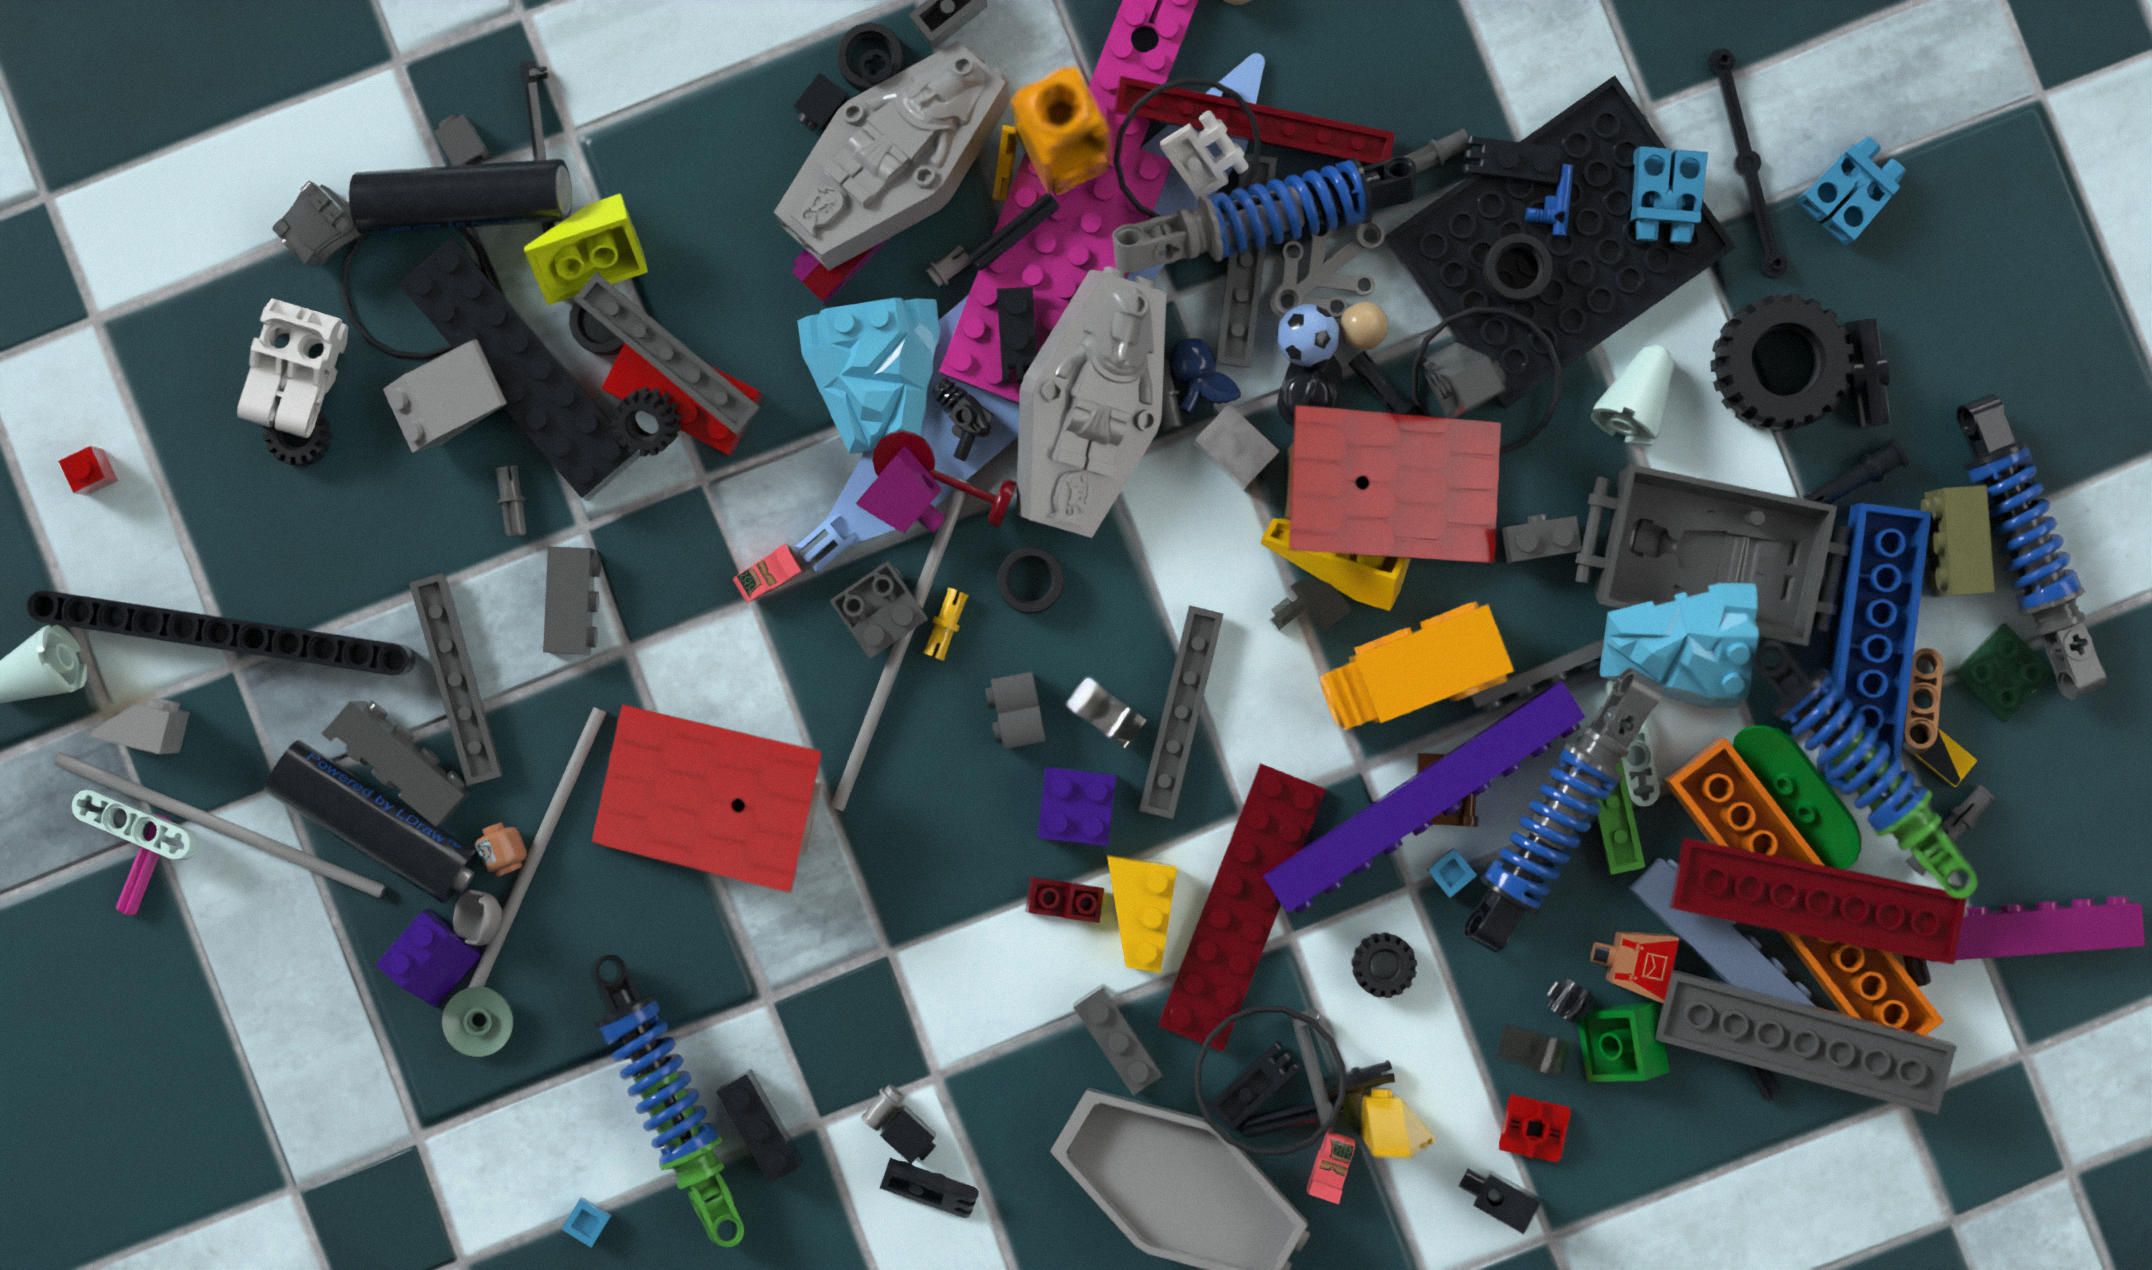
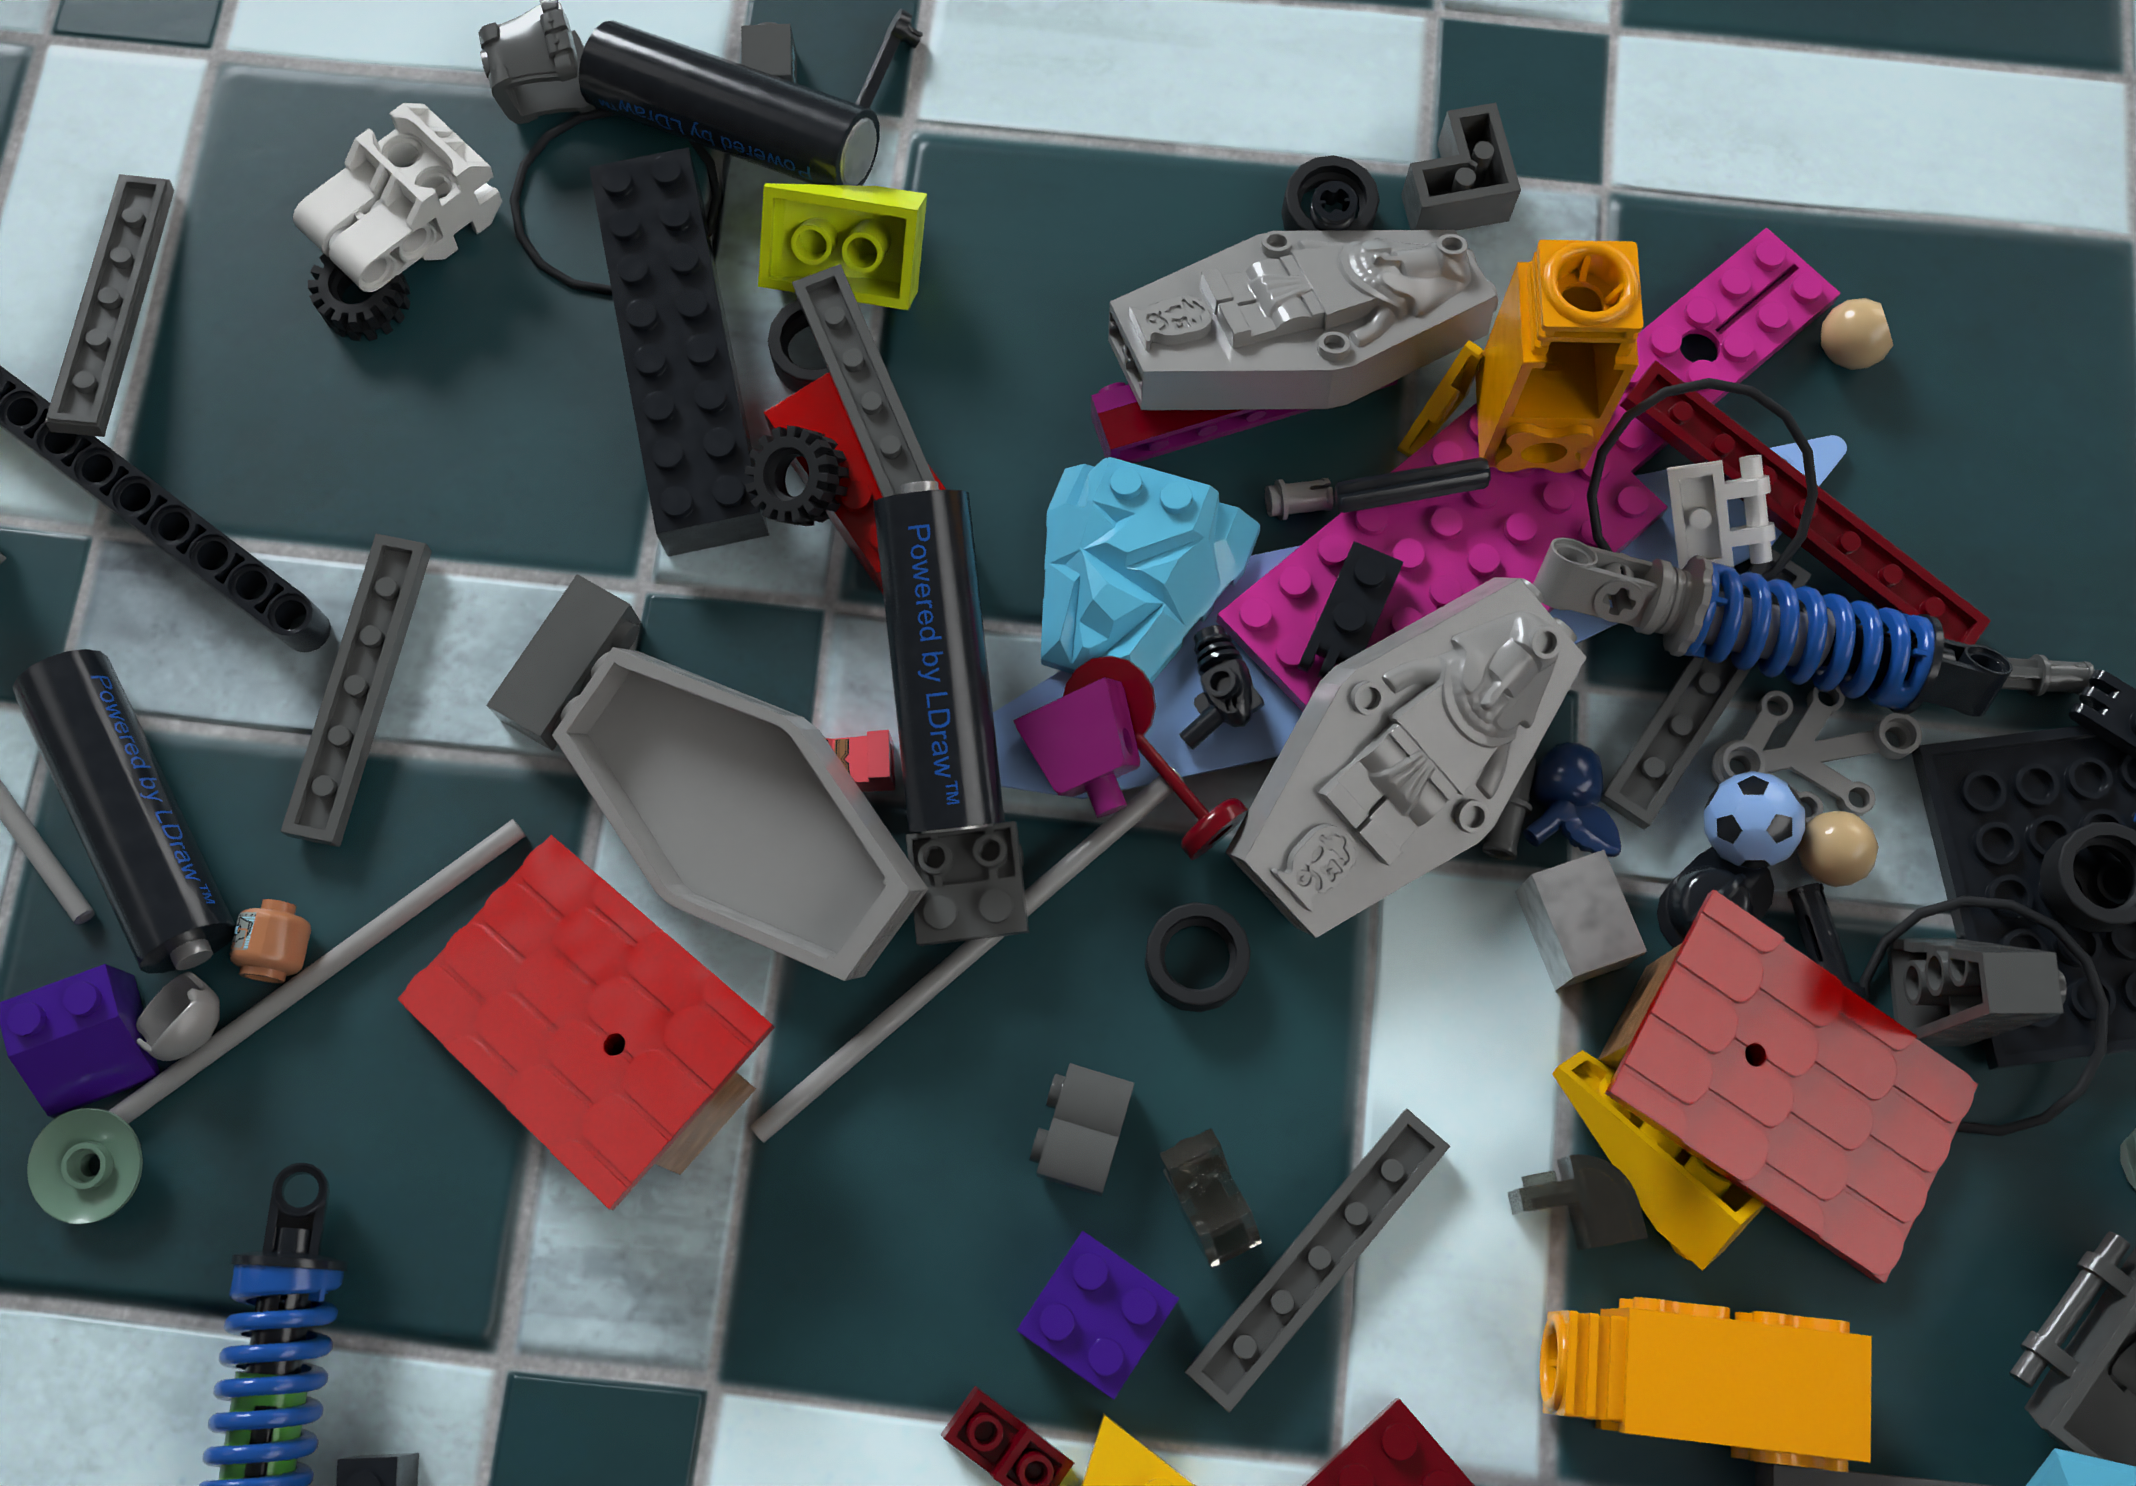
camera: 30 degrees right, 15 degrees down
(88, 470) = (76, 202): red brick -> none
(152, 524) = (110, 307): none -> dark grey tile
(398, 760) = (210, 747): dark grey wedge -> none
(444, 397) = (559, 325): light grey slope -> none
(511, 501) = (569, 503): dark grey axle -> none
(725, 637) = (739, 813): none -> light grey container
(796, 495) = (938, 659): none -> black piece
(819, 103) = (1236, 219): black brick -> none
(946, 623) = (1048, 956): yellow pin -> none
(1541, 538) = (1976, 1283): dark grey brick -> none

